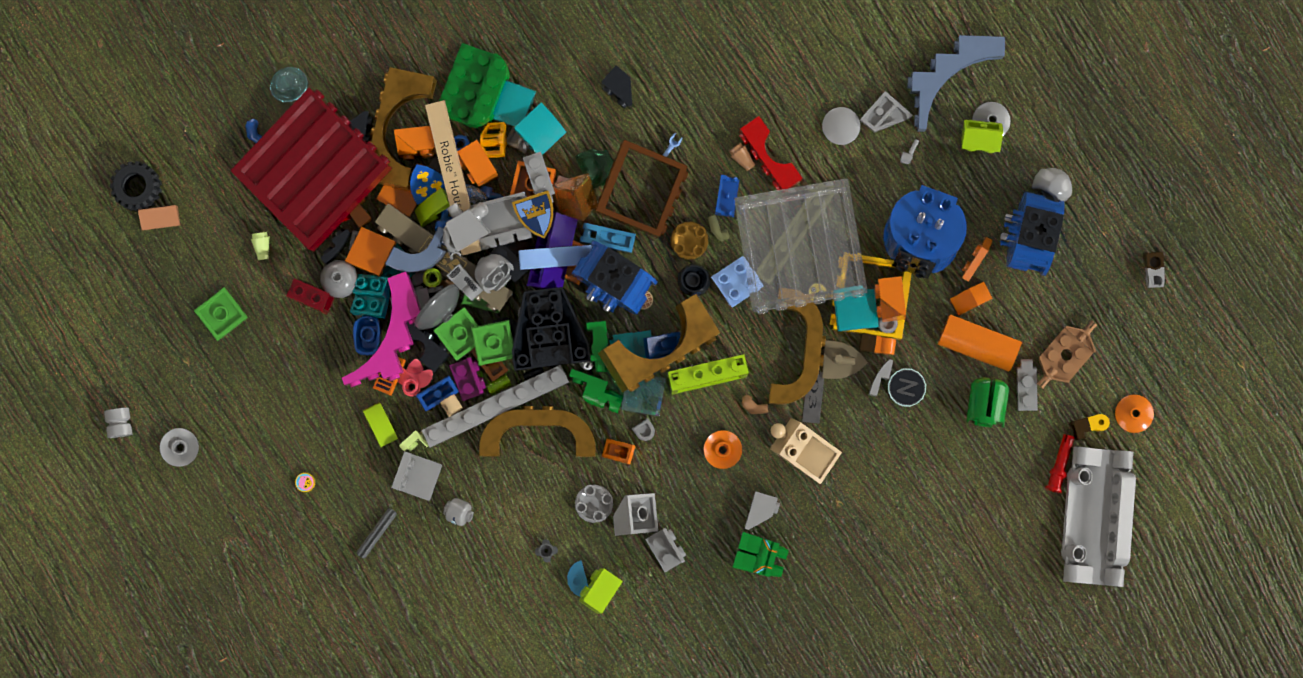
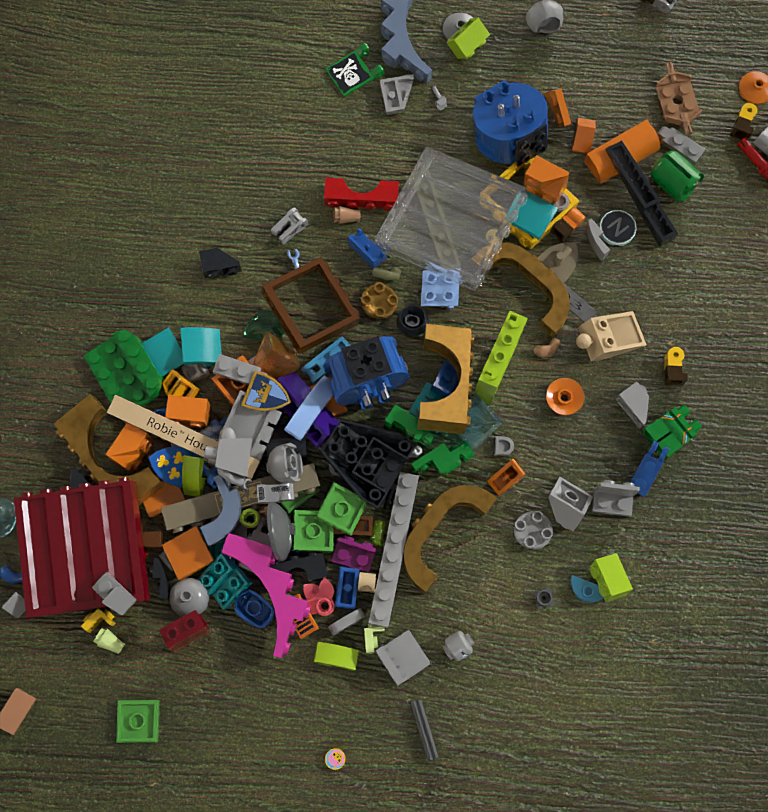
camera: 55 degrees left, 10 degrees down
(234, 154) = (15, 605): none -> light grey slope
(269, 221) = (92, 620): none -> yellow bracket
(295, 224) = (114, 594): none -> light grey slope
(412, 413) = (346, 621): none -> light grey beam
(700, 123) = (292, 219): none -> light grey piece
(710, 559) = (648, 469): none -> blue hinge
(821, 515) = (673, 367): none -> leg
(841, 126) = (380, 130): light grey dish -> none
(876, 60) = (352, 73): none -> flag
(950, 384) = (642, 194): none -> black slope
(1033, 233) = (574, 46): piece -> none

